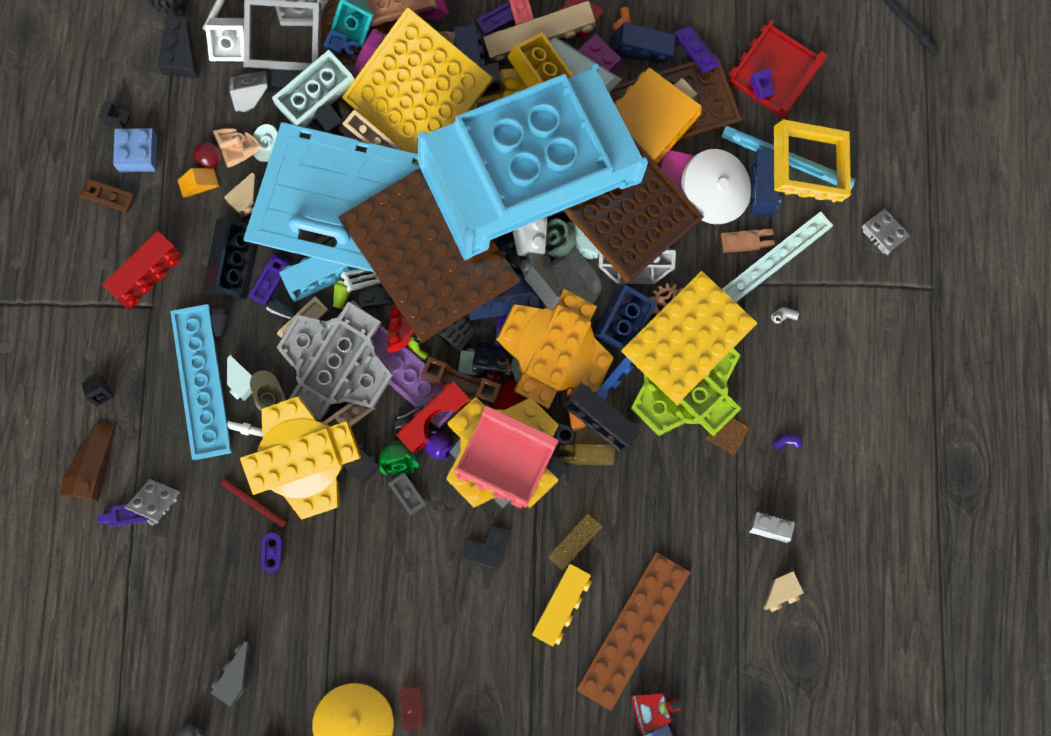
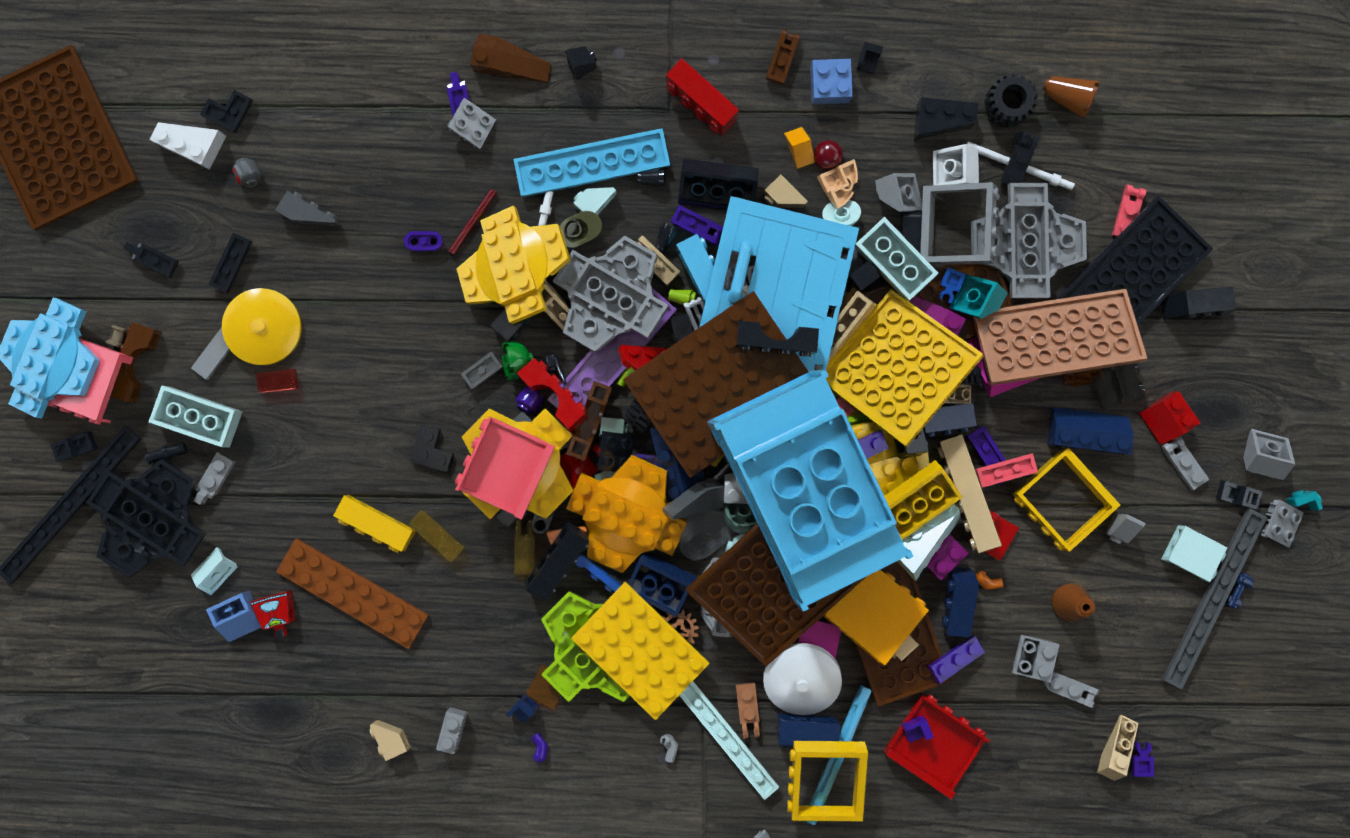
camera: 90 degrees right, 10 degrees up
(381, 215) = (751, 336): none -> black arch
(749, 456) = (523, 708): none -> dark blue panel

